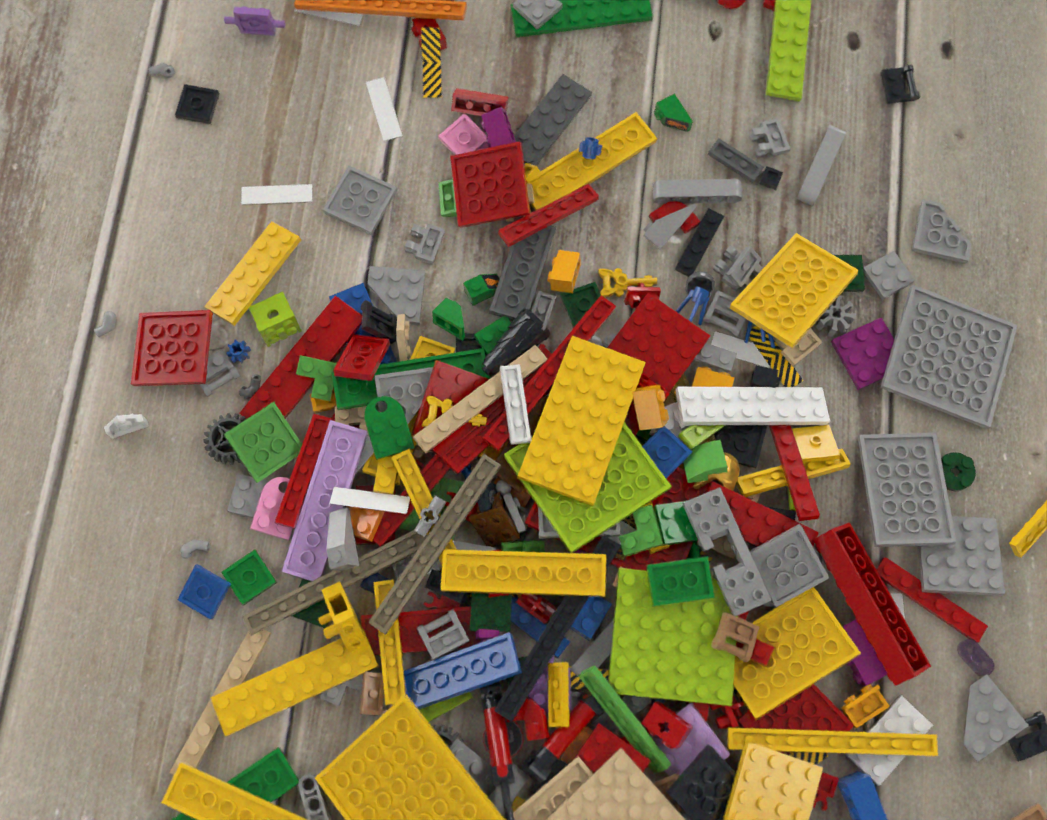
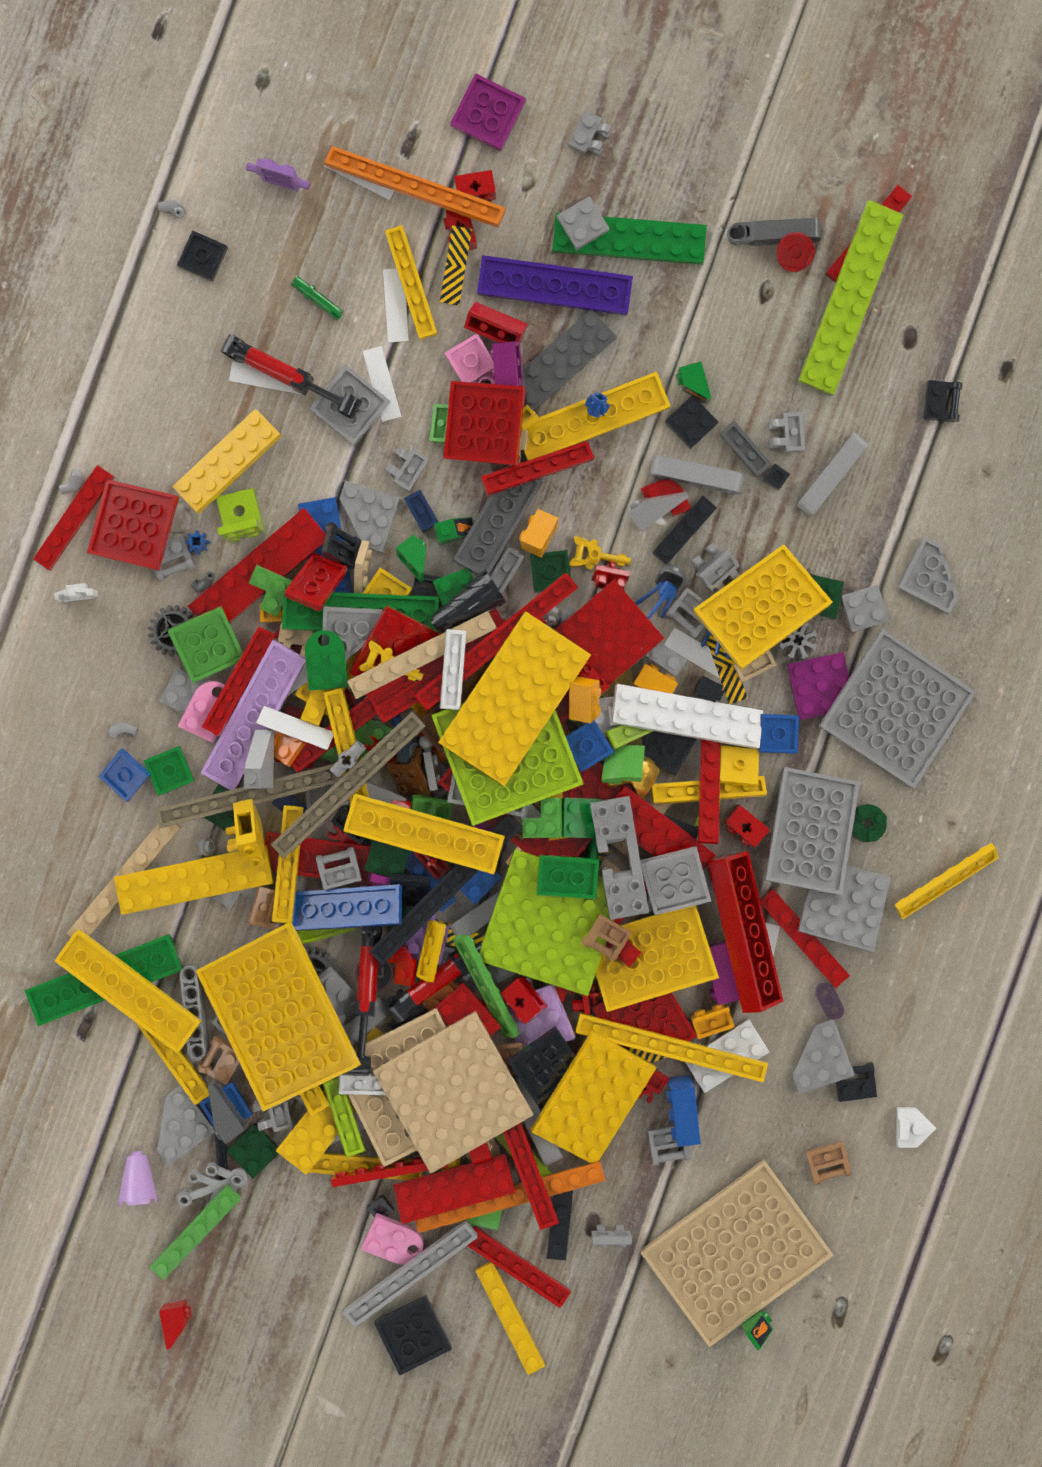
camera: 10 degrees right, 15 degrees up
(111, 358) = (73, 518): none -> red plate
(302, 646) = (207, 847): none -> light grey plate
(304, 113) = (311, 293): none -> green pin
(306, 185) = (296, 378): none -> piece
(383, 171) = (382, 381): none -> white sticker
(394, 86) = (411, 282): none -> yellow plate
(447, 277) = (421, 510): none -> dark blue plate
(524, 634) = (413, 887): none -> black plate
(525, 61) = (554, 285): none -> dark purple plate
(679, 149) = (691, 422): none -> black plate
(844, 405) = (779, 733): none -> blue plate
(849, 500) = (756, 829): none -> red brick

